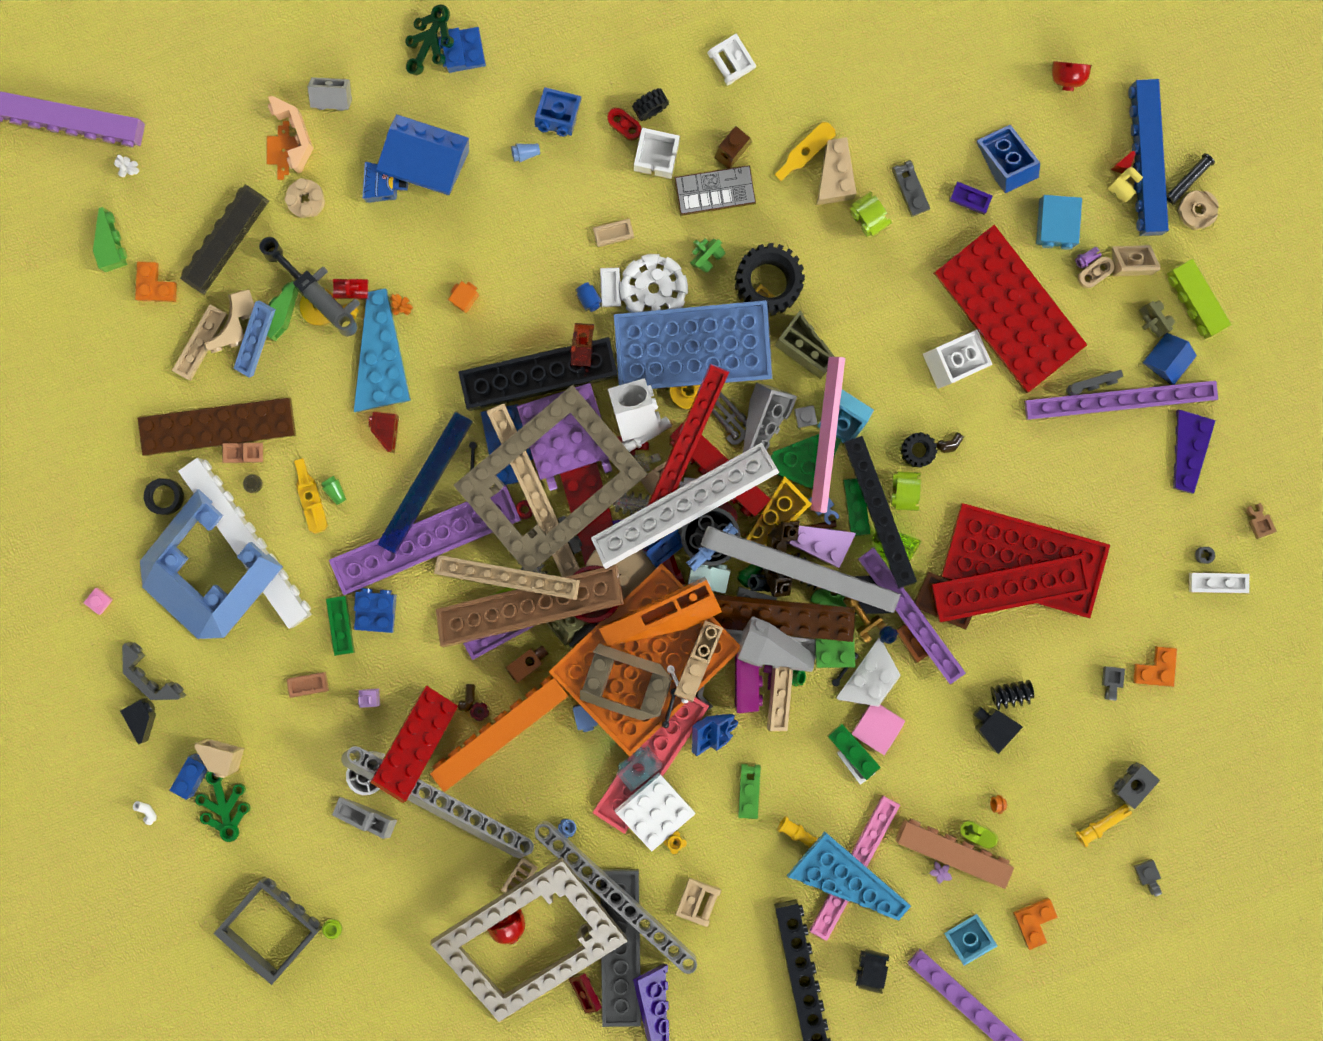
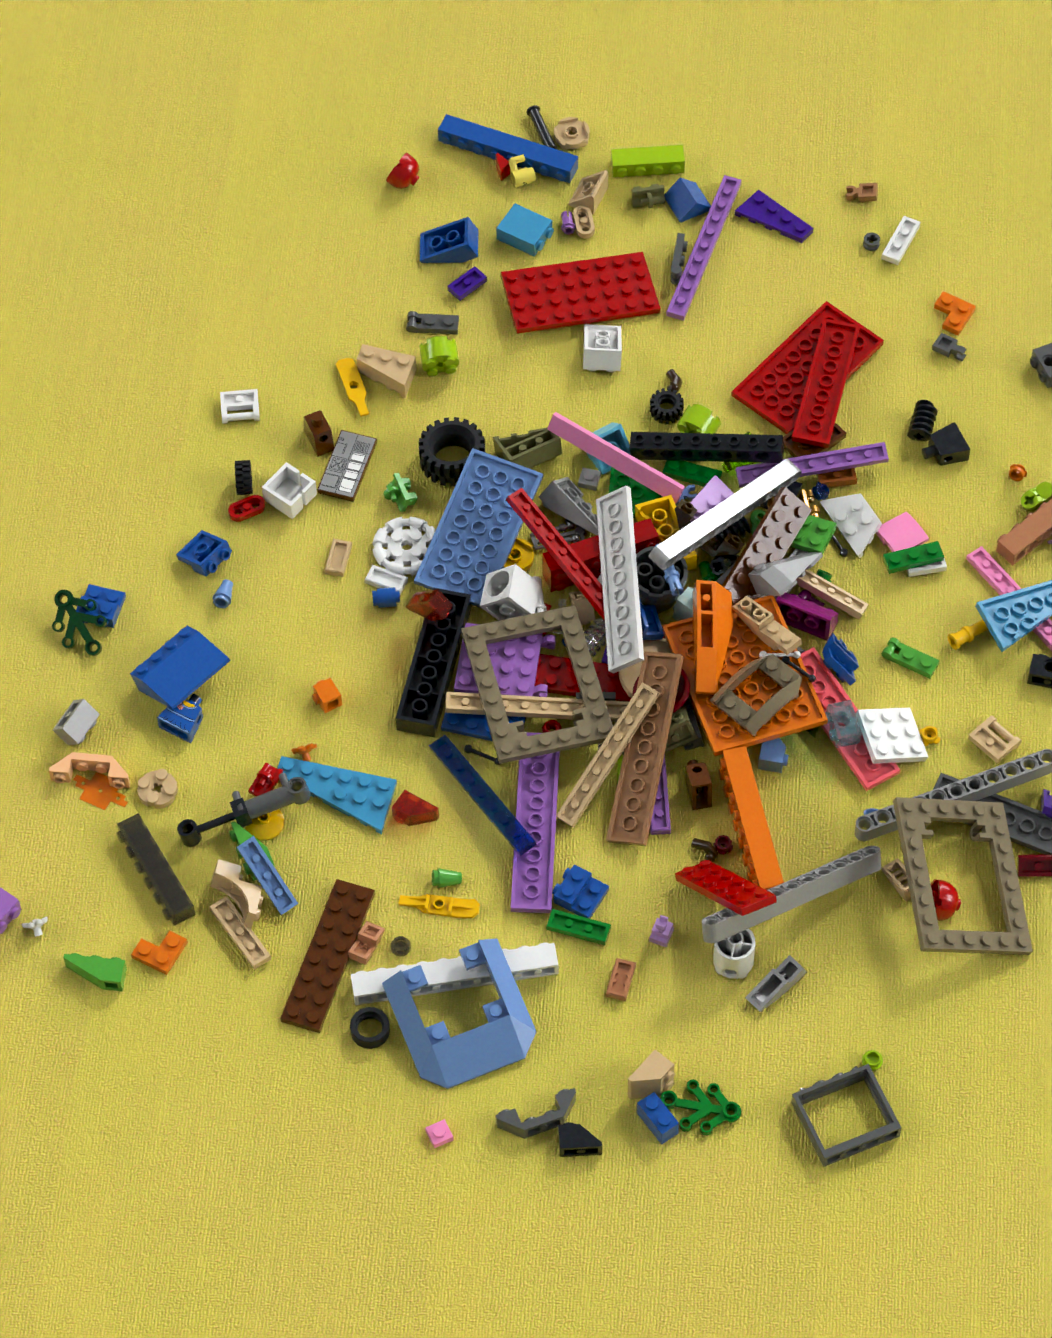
camera: 60 degrees left, 30 degrees down
(150, 815) = (673, 1177): white arm -> none

